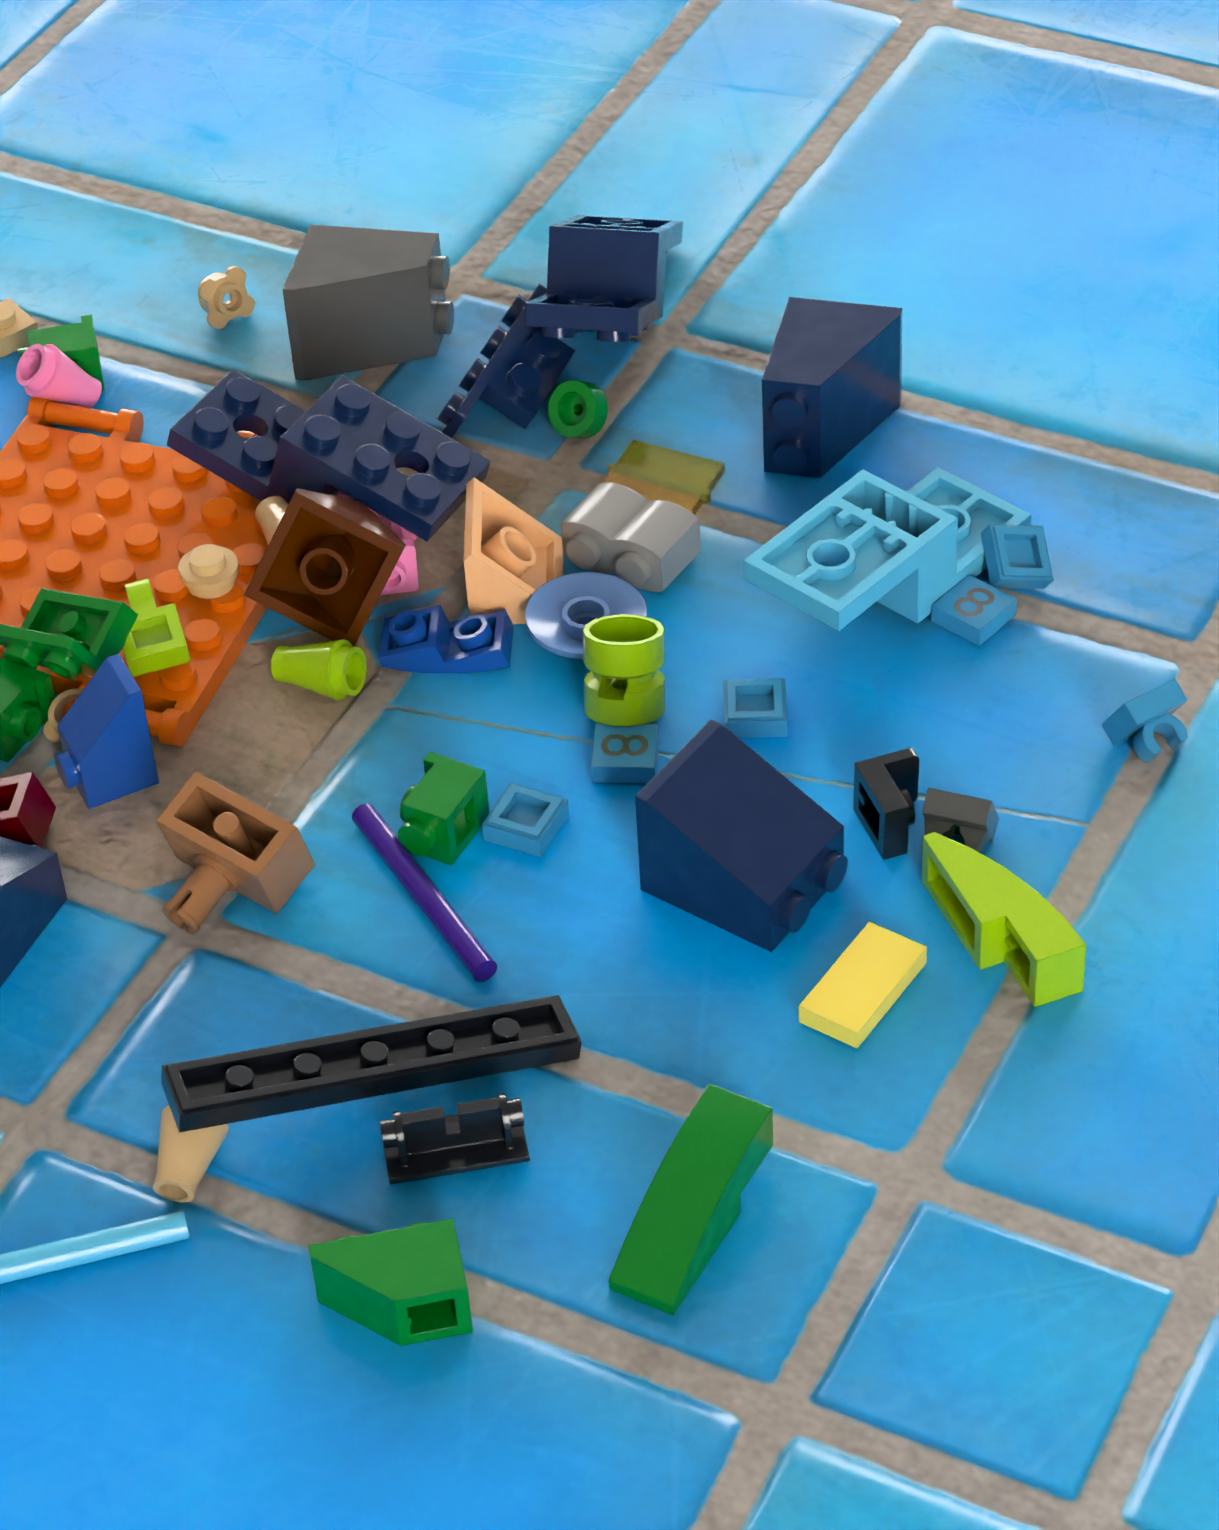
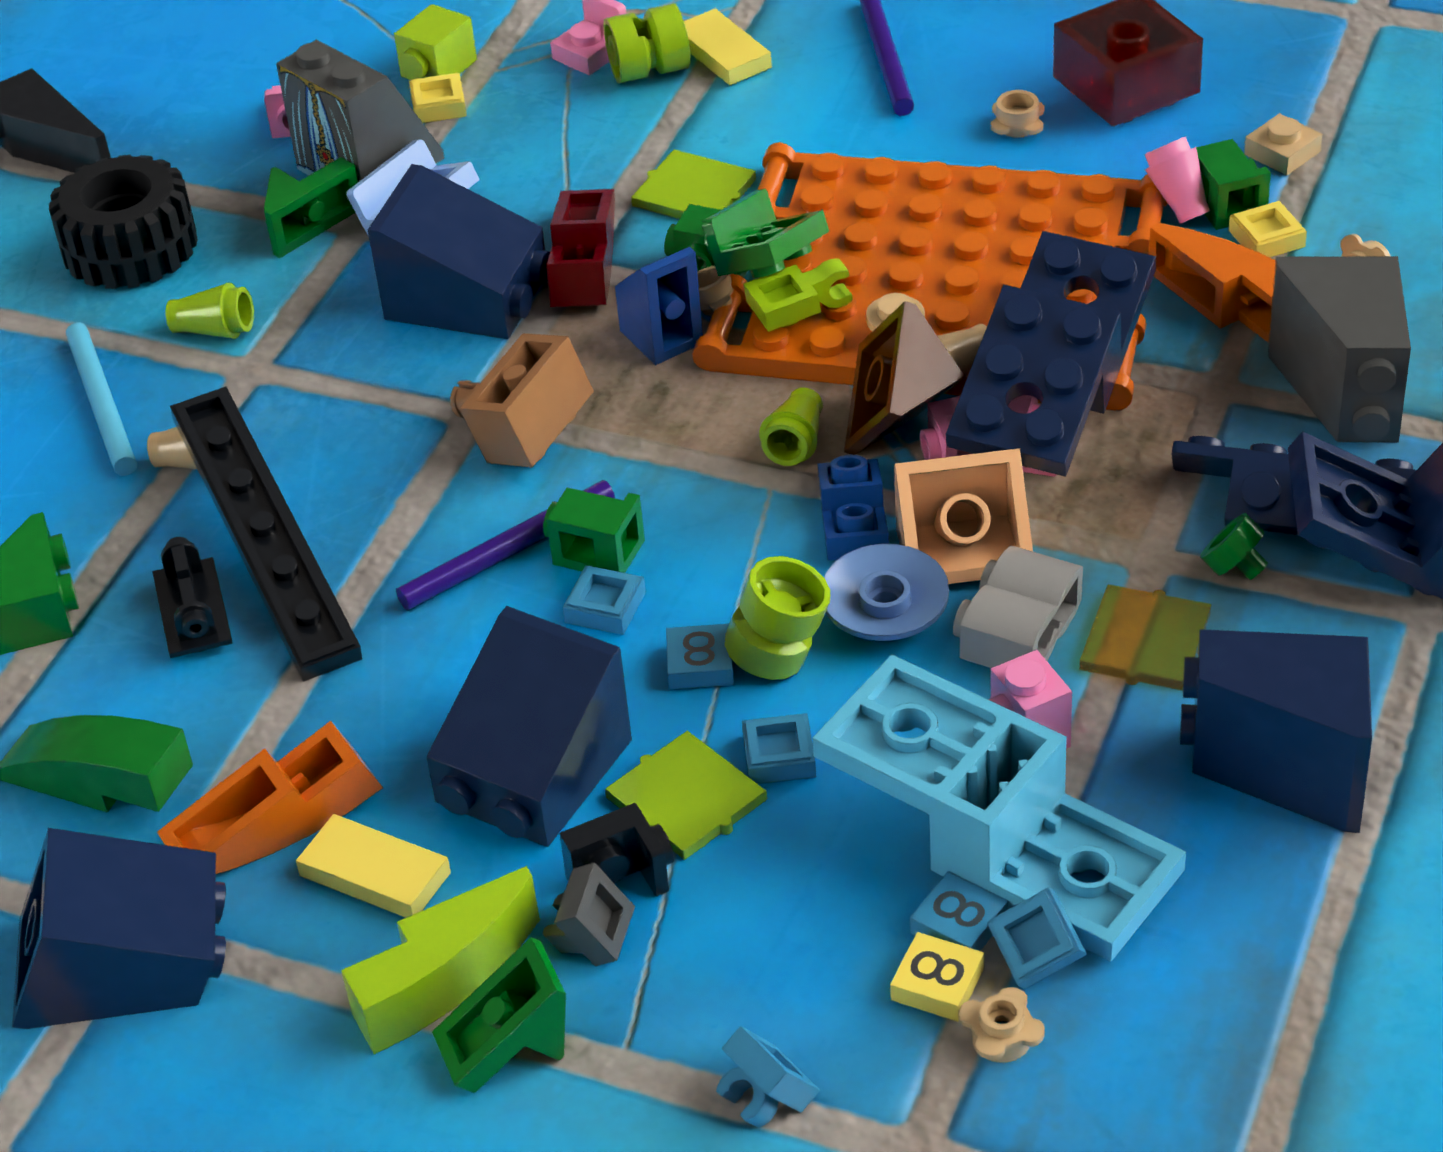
camera: 85 degrees right, 0 degrees up
(131, 354) = (1268, 229): none -> light yellow tile
(252, 346) = (1215, 276): none -> orange slope
(749, 524) = (1034, 691): none -> bright pink brick
(780, 1051) = (275, 801): none -> orange slope
(812, 762) = (688, 793): none -> lime piece
(952, 1164) = (115, 930): none -> dark blue slope
(1037, 626) = (937, 976): none -> light yellow tile
(1087, 861) = (509, 1010): none -> green slope
(1096, 592) = (1002, 1041): none -> tan plate

